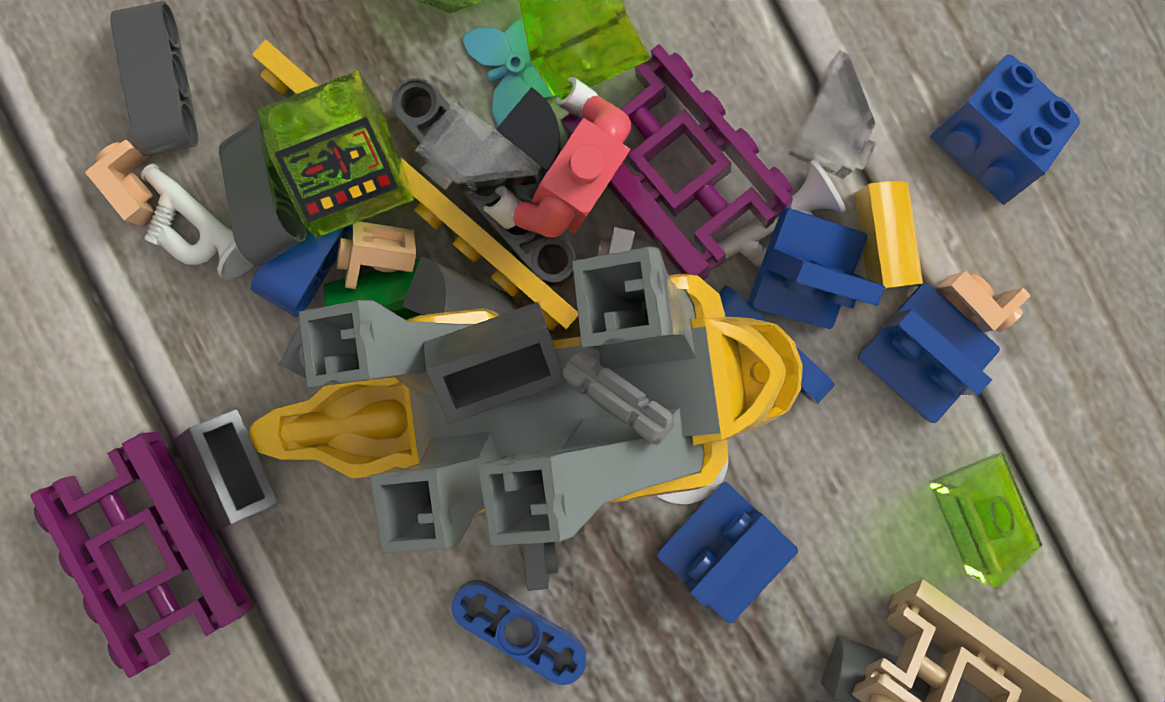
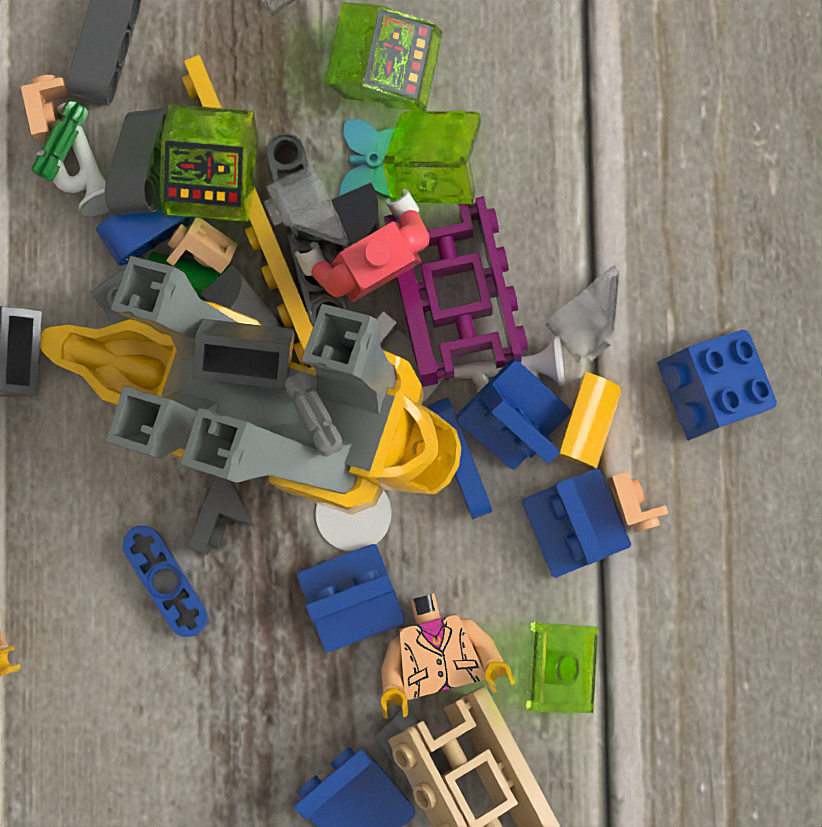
camera: 25 degrees right, 5 degrees down
(160, 211) = (59, 140): none -> green axle
(854, 571) = (437, 656): none -> light nougat torso

